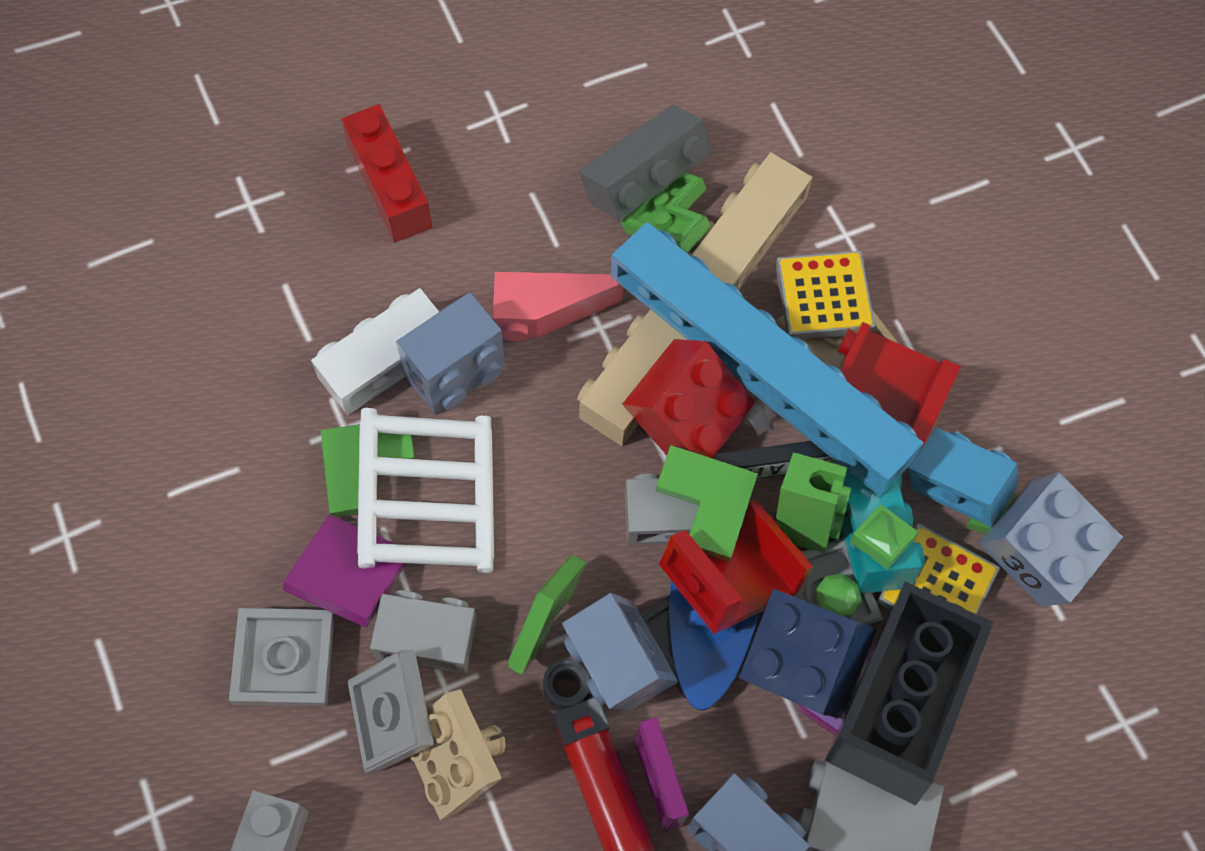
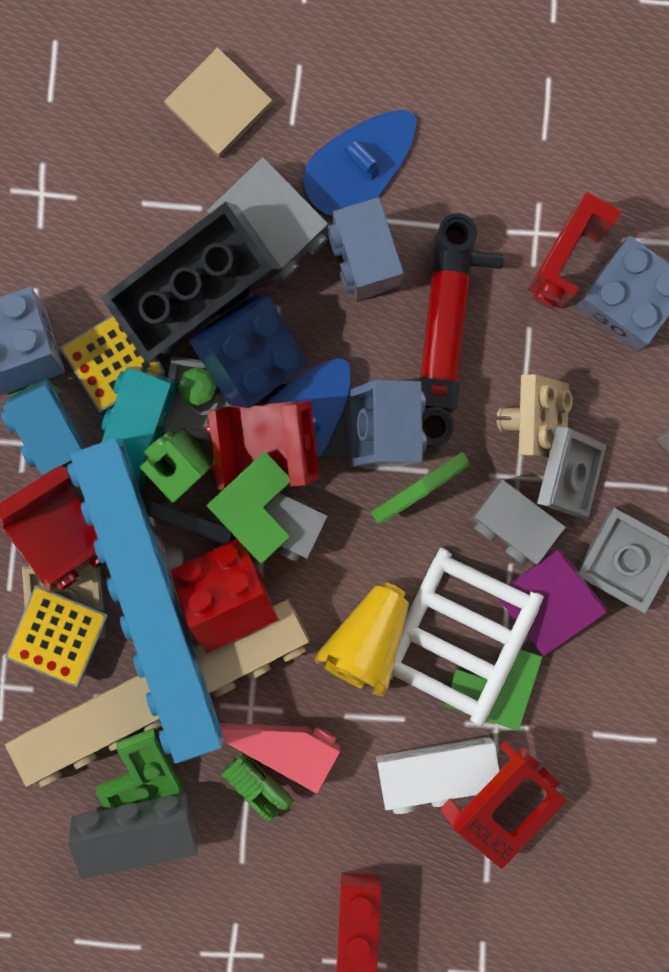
camera: 150 degrees left, 20 degrees up
(317, 309) = (476, 820): none -> red window
(452, 354) = (388, 735): sand blue brick -> none
(520, 435) = (368, 640): none -> yellow cone
(554, 256) = (256, 786): none -> bright green hinge
(660, 775) = (403, 323): magenta tile -> none
(884, 536) = (141, 402): bright green tile -> none

